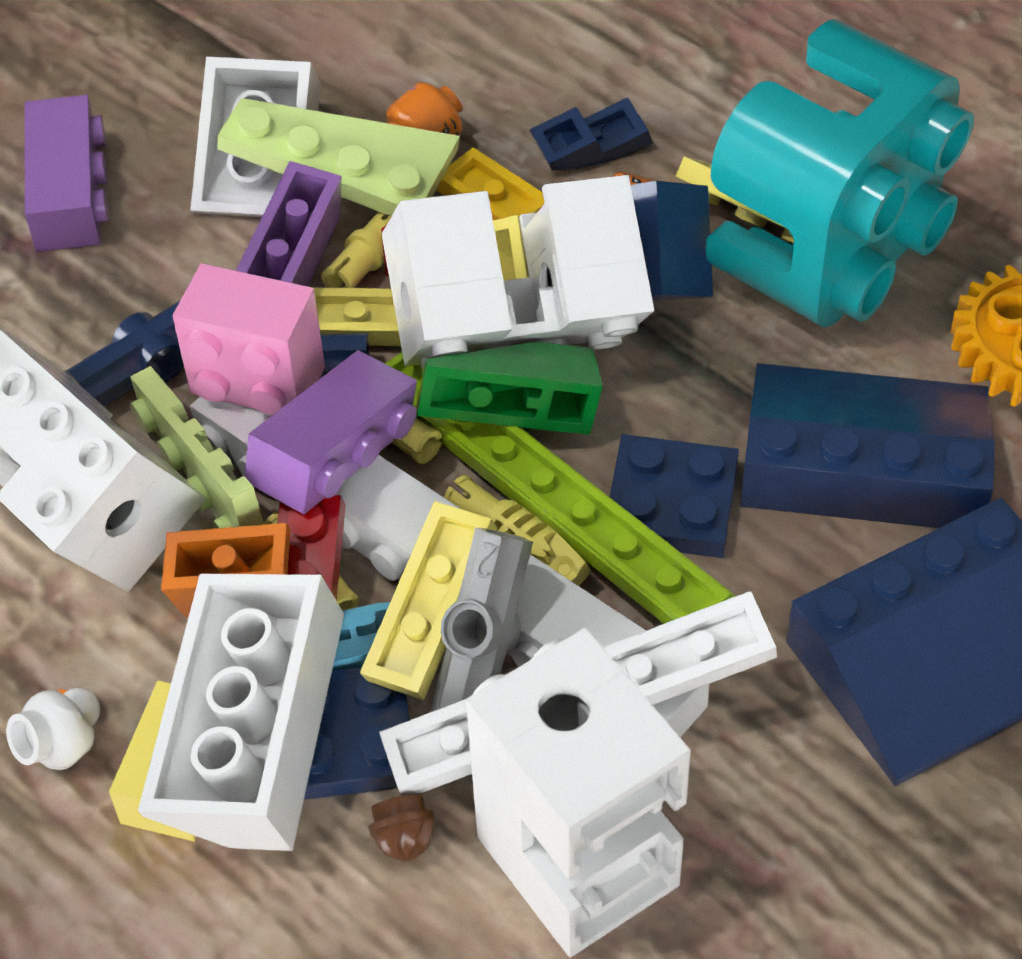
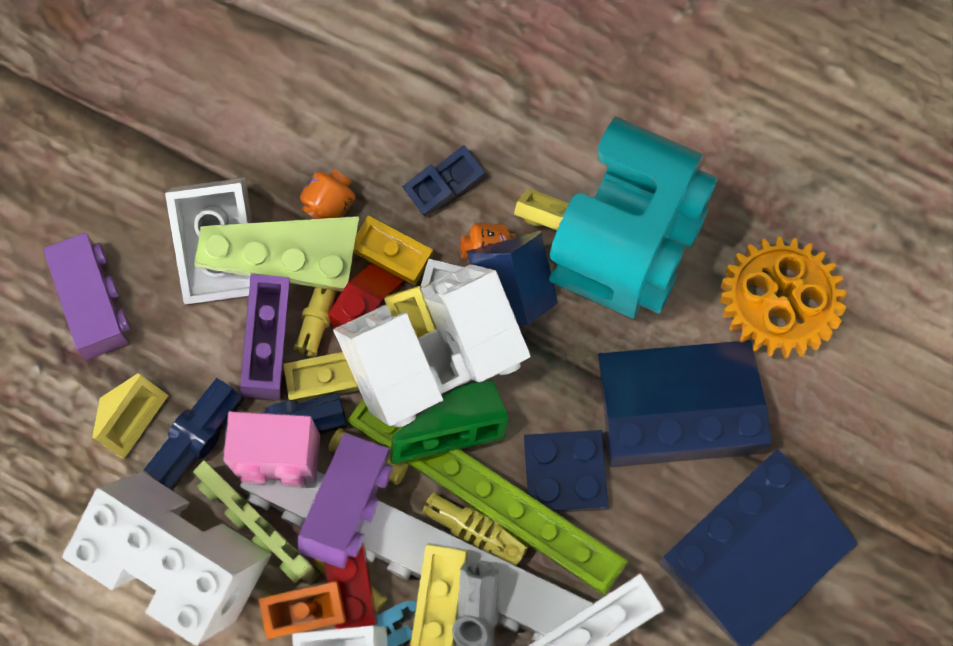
camera: 10 degrees left, 20 degrees up
(70, 311) = (126, 413): none -> light yellow slope

